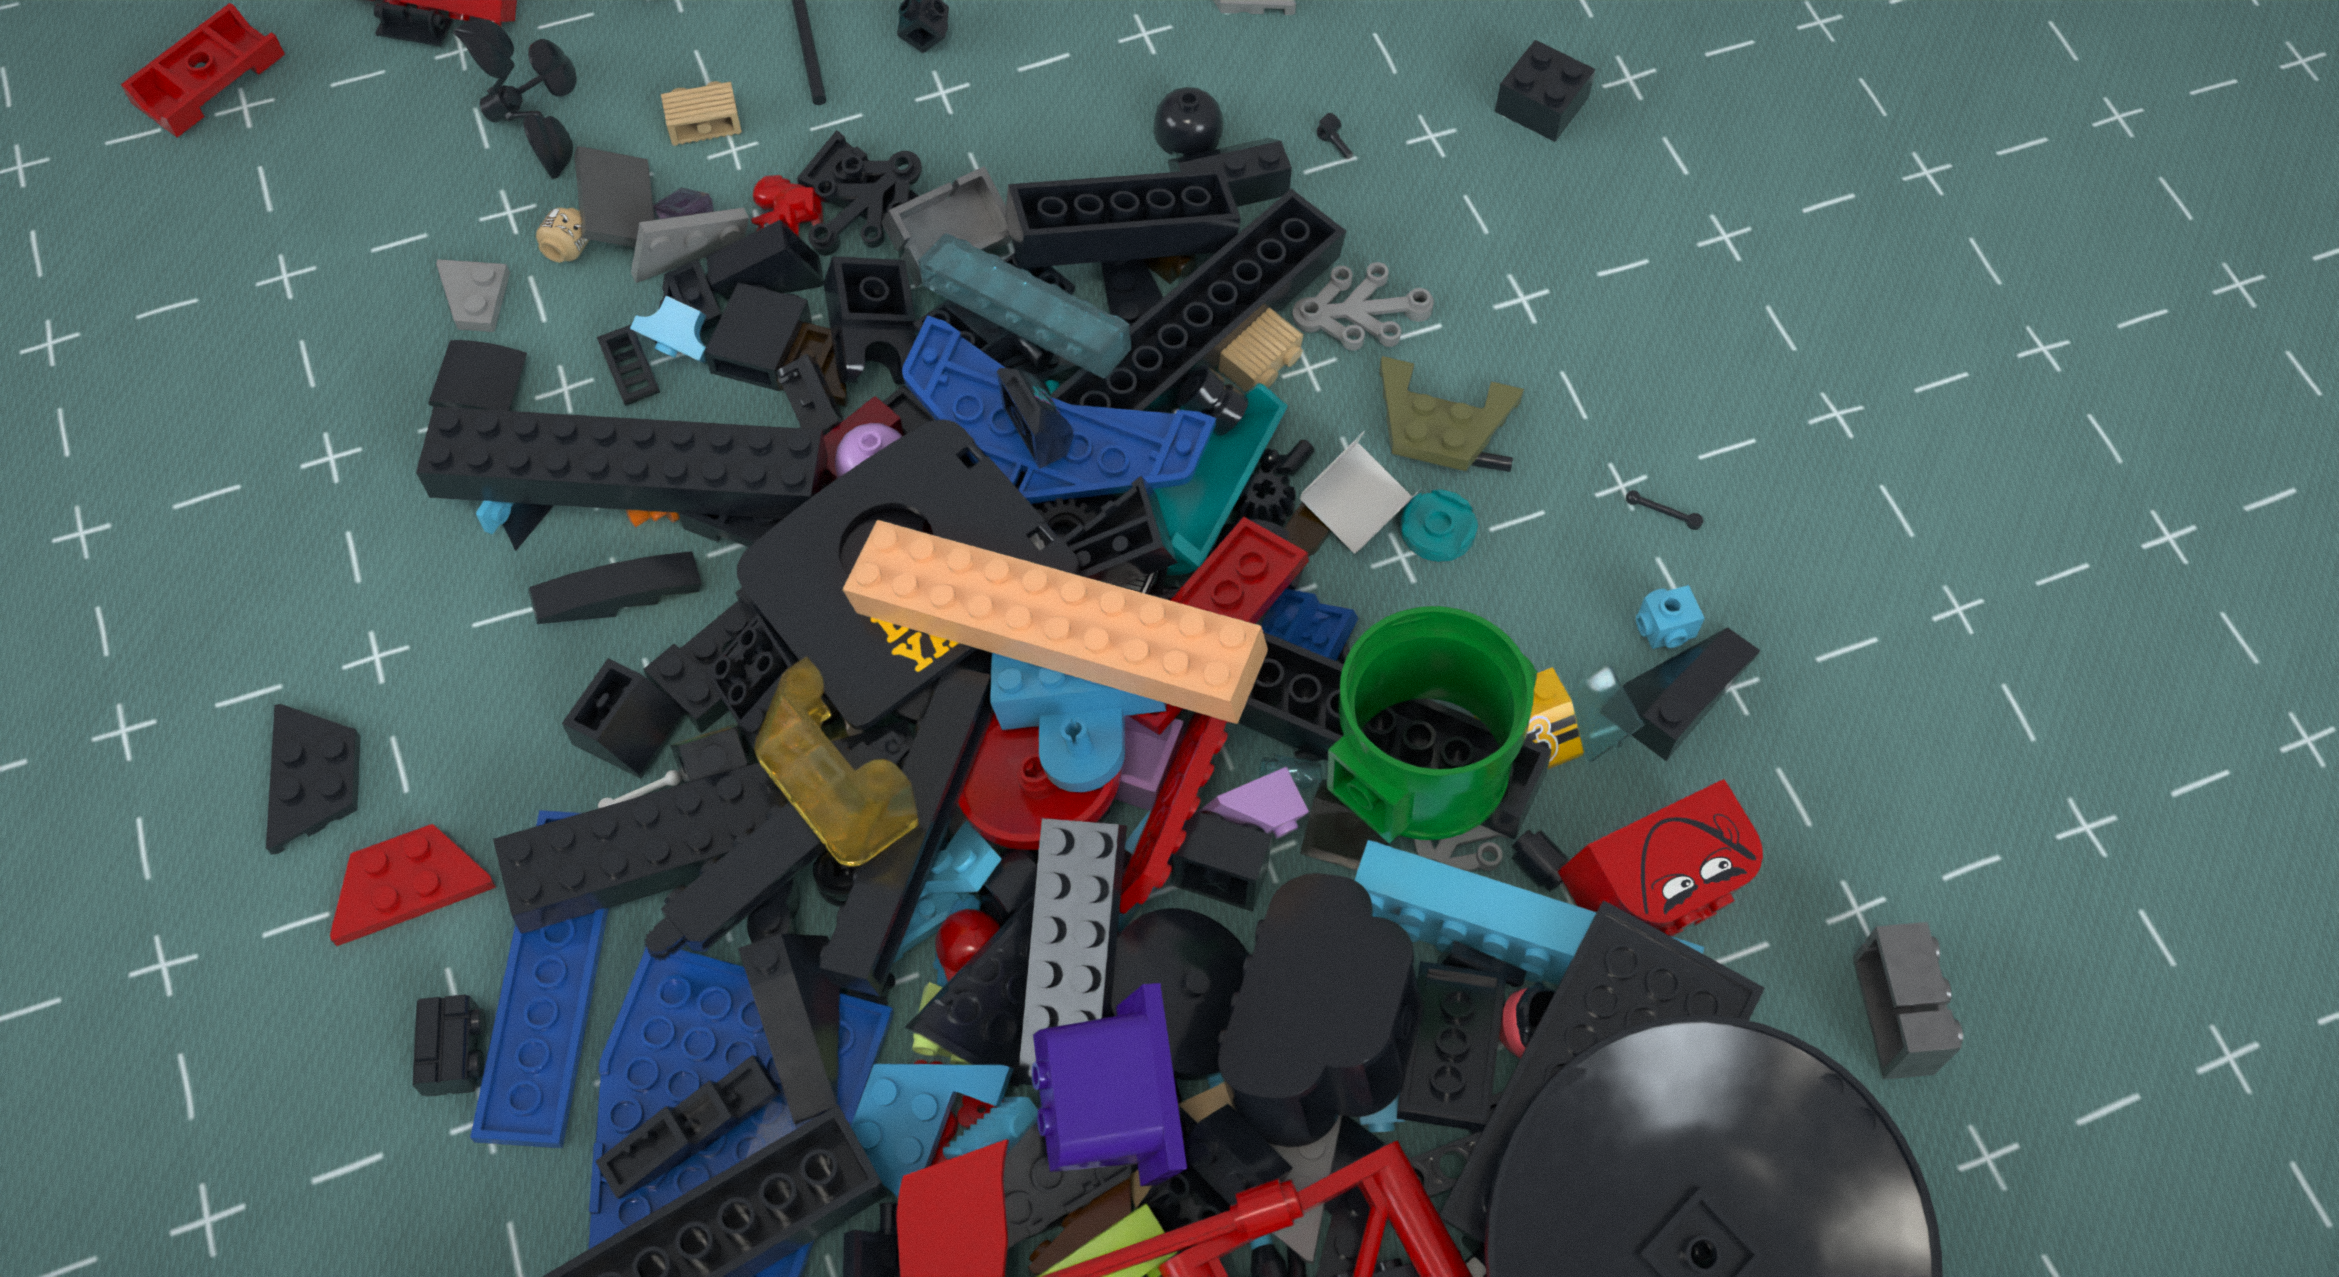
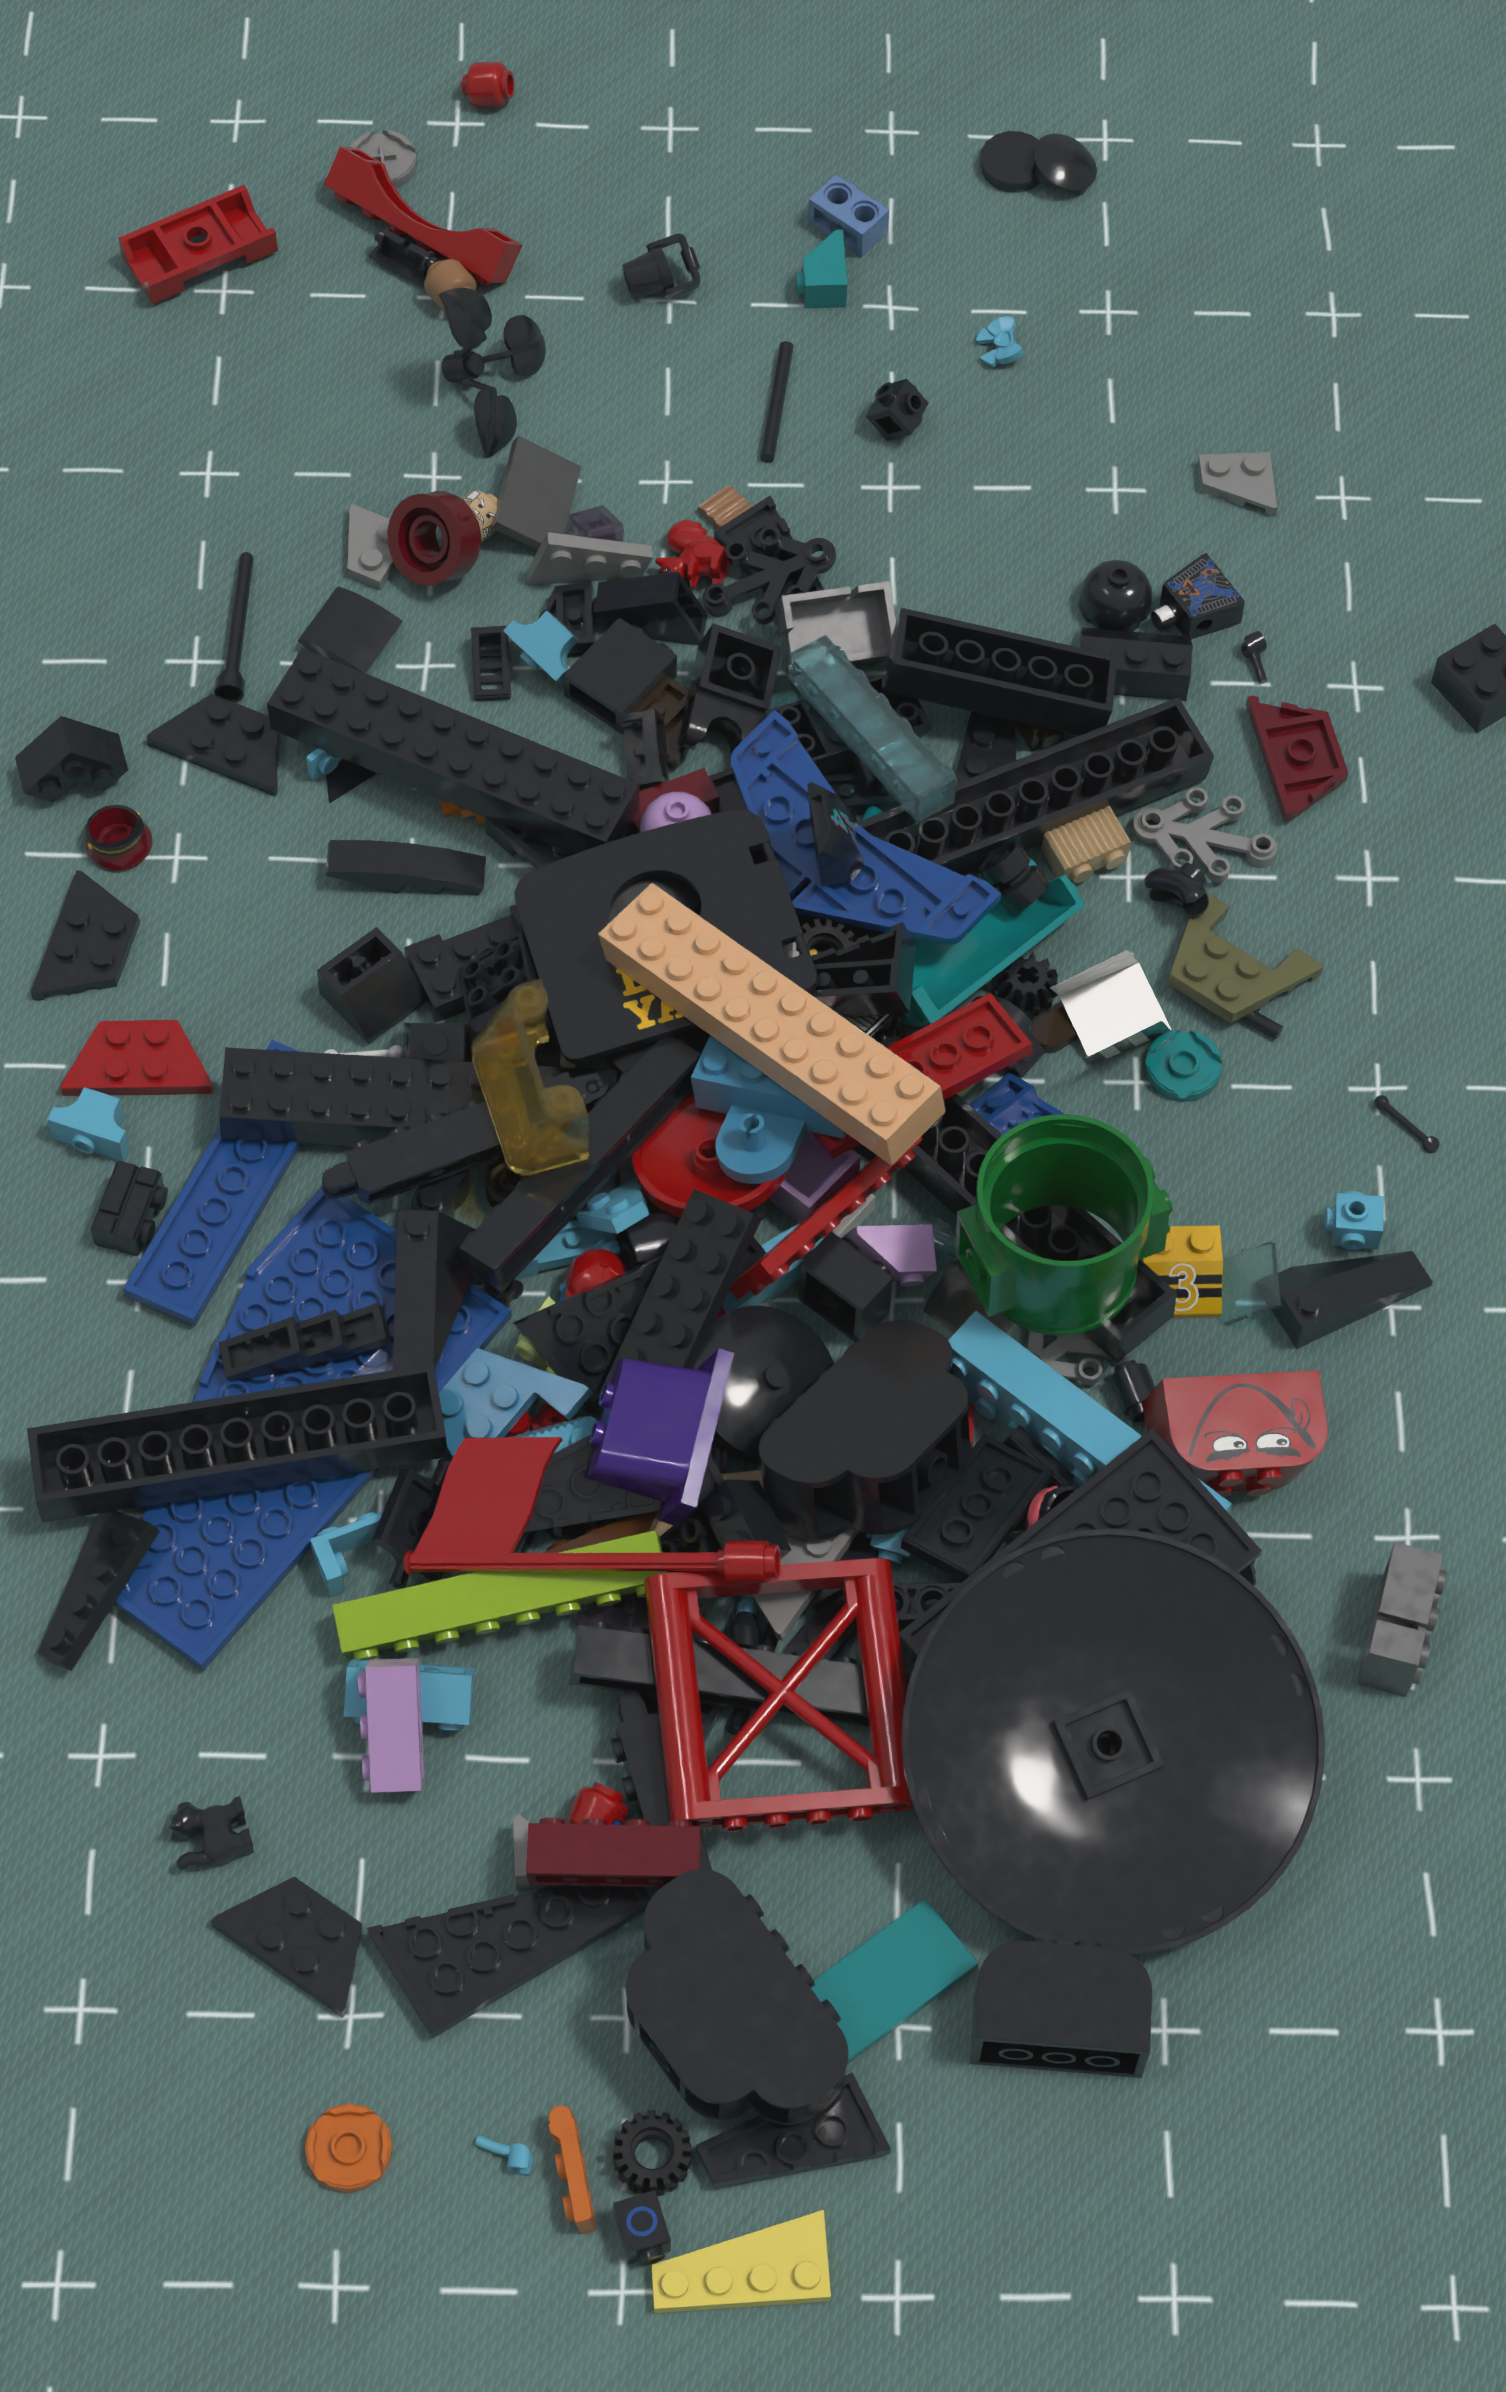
camera: 20 degrees right, 0 degrees up
(226, 590) = (70, 754): none -> black brick
(307, 657) = (117, 837): none -> dark red piece
(373, 466) = (230, 681): none -> black piece
(377, 968) = (91, 1125): none -> medium azure brick
(386, 524) = (223, 740): none -> black wing
(447, 40) = (446, 276): none -> medium nougat head
(509, 271) = (414, 540): none -> dark red piece
(701, 113) = (648, 436): tan brick -> none
(796, 155) = (723, 506): none -> medium nougat piece
(1264, 102) = (1198, 600): none -> black torso
(1286, 463) = (1064, 959): black arm -> none
(1364, 361) = (1179, 887): none -> black piece
(1411, 207) = (1298, 753): none -> dark red wing

